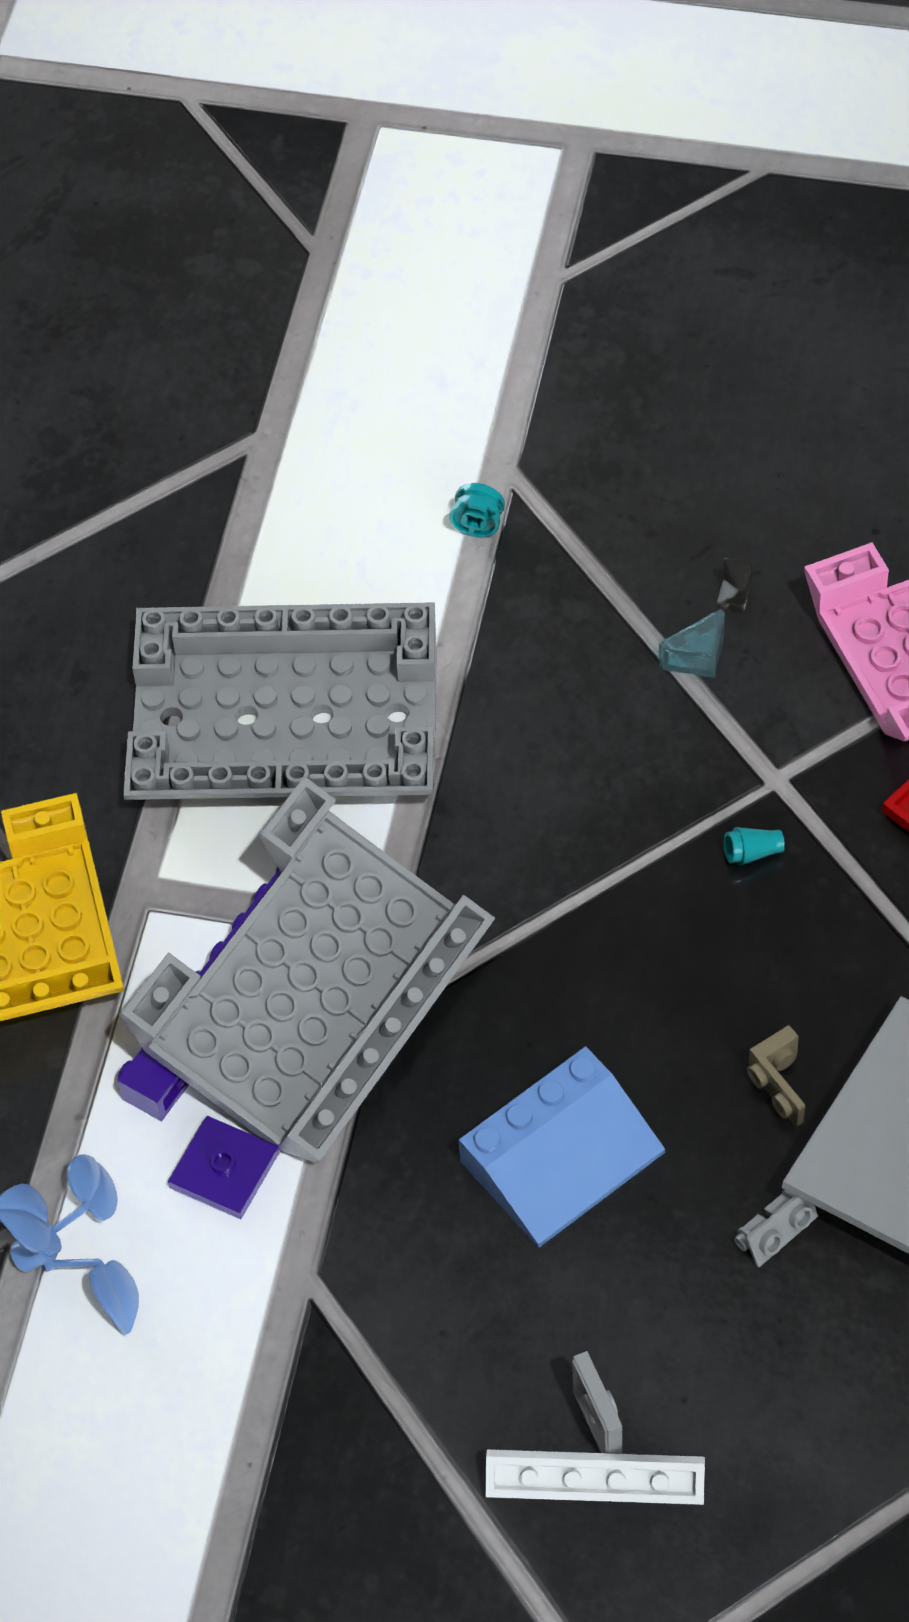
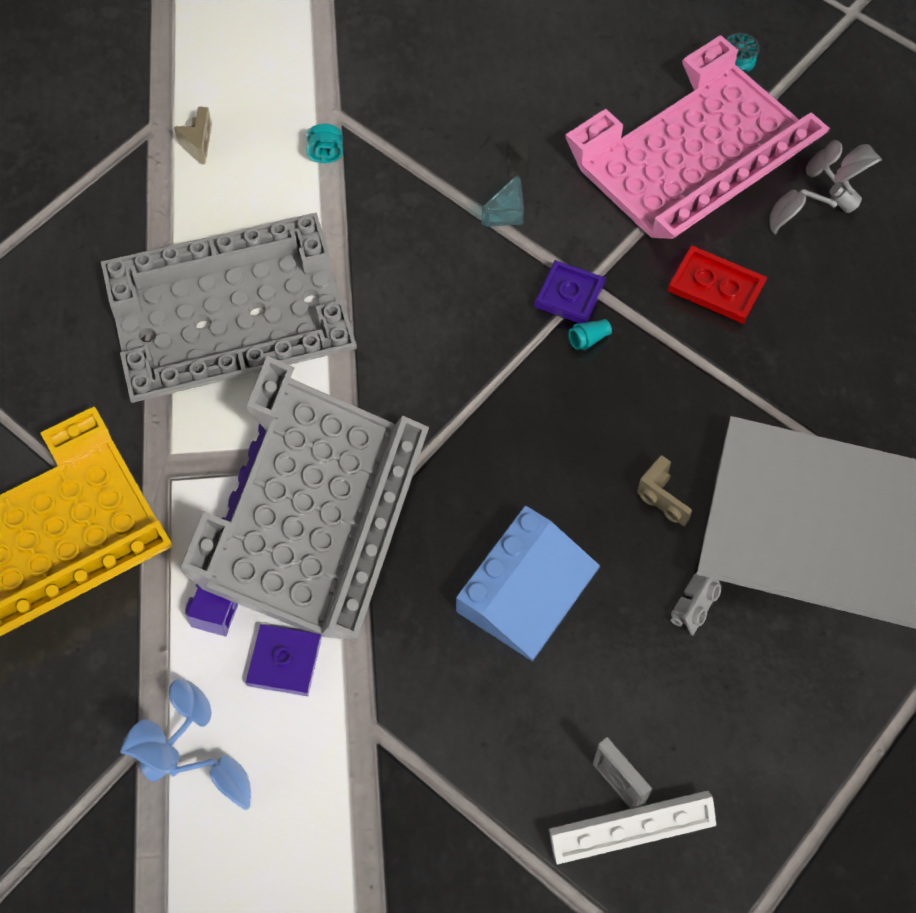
camera: 20 degrees left, 5 degrees up
(312, 466) = (196, 138): none -> dark tan slope
(745, 783) = (570, 292): none -> dark purple plate

